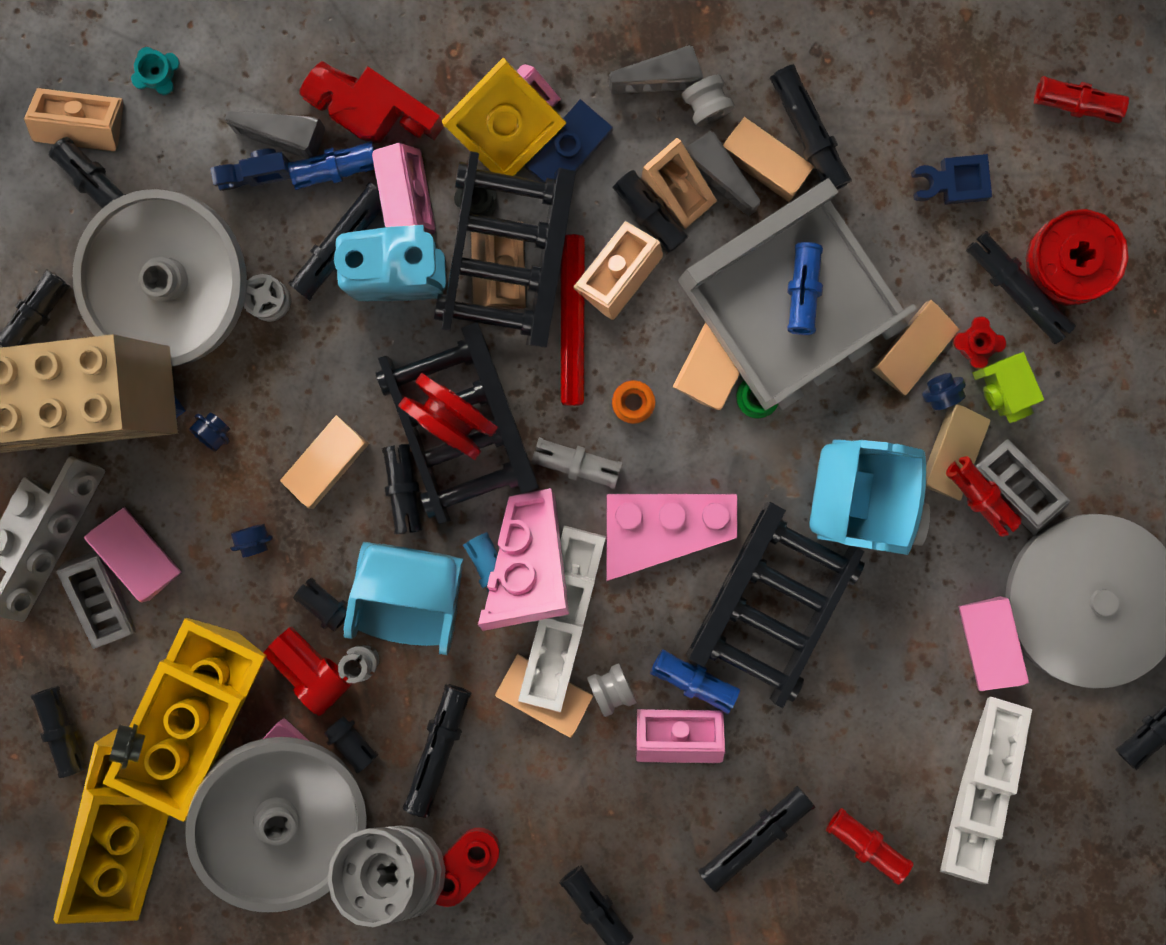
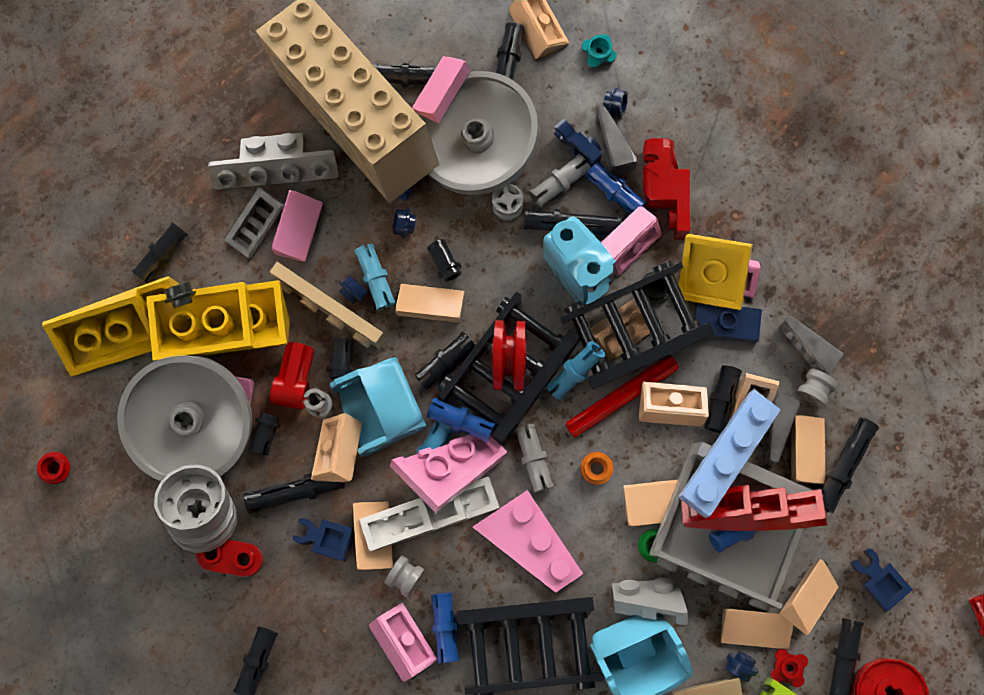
camera: 65 degrees right, 10 degrees down
(78, 283) = (441, 88): none -> bright pink slope
(230, 93) = (616, 101): none -> dark blue plate
(234, 590) = (337, 314): none -> tan plate
(252, 505) = (375, 276): none -> medium azure pin
(281, 222) = (559, 181): none -> light grey pin
(286, 414) = (444, 260): none -> black pin
(422, 674) = (337, 449): none -> light nougat slope
(482, 517) = (460, 420): none -> blue pin
(512, 352) = (576, 370): none -> dark azure pin
(516, 746) = (329, 539): none -> dark blue plate
(719, 248) = (729, 453): none -> light blue plate
(797, 266) = (760, 511): none -> red slope
(813, 441) = (650, 598): none -> light grey wing
(923, 269) = (810, 597): none -> light nougat slope

